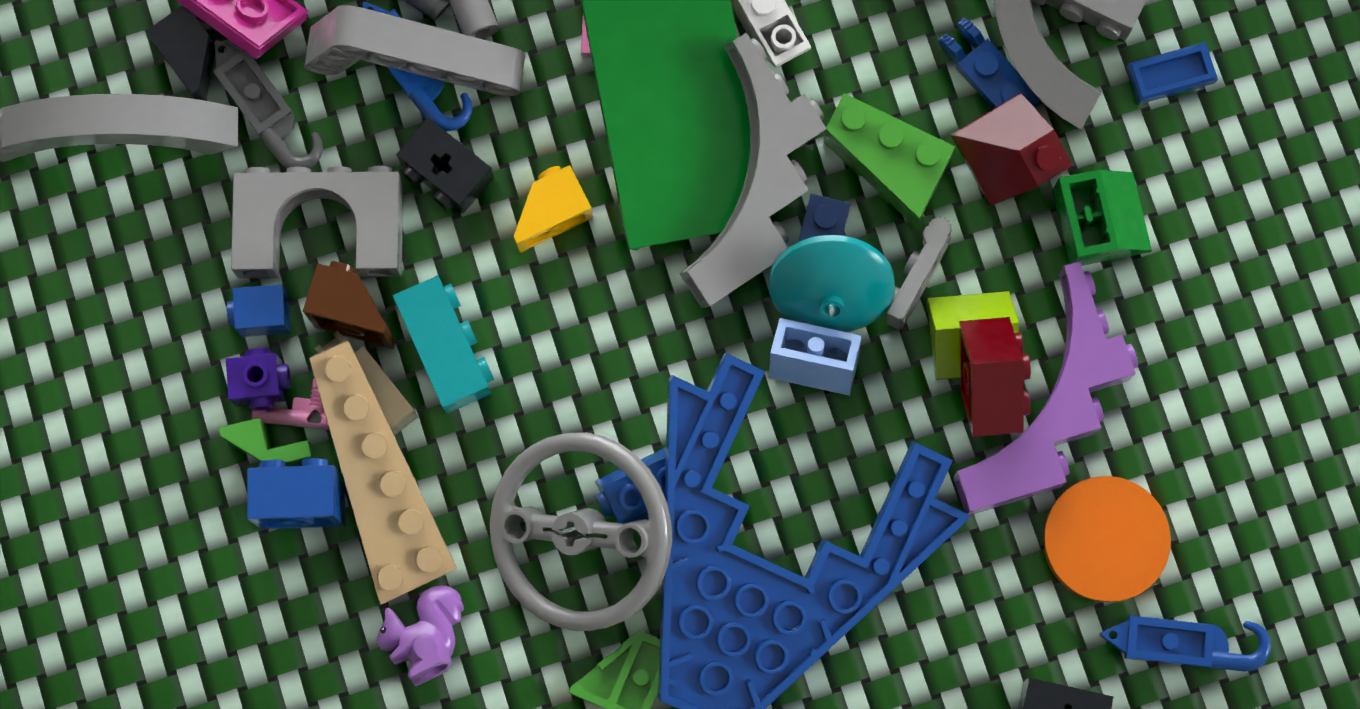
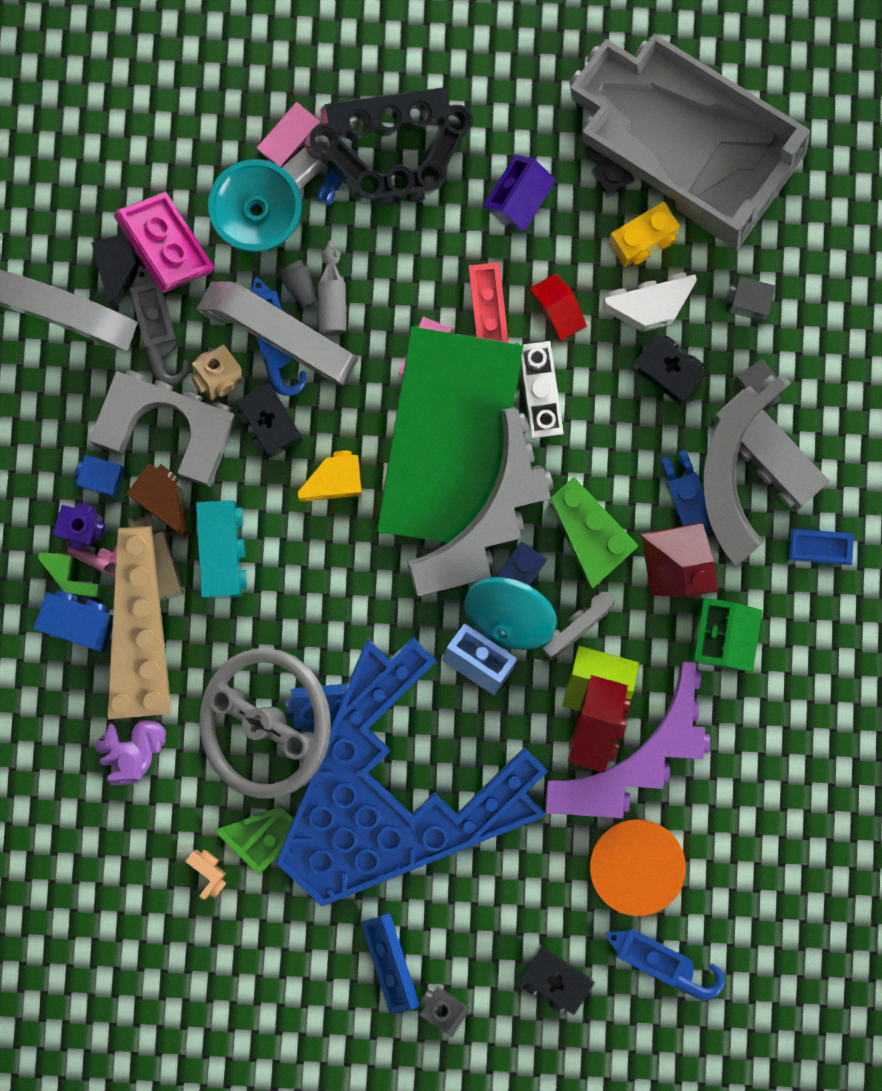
camera: 20 degrees right, 5 degrees up
(358, 132) = (216, 373): none -> tan brick

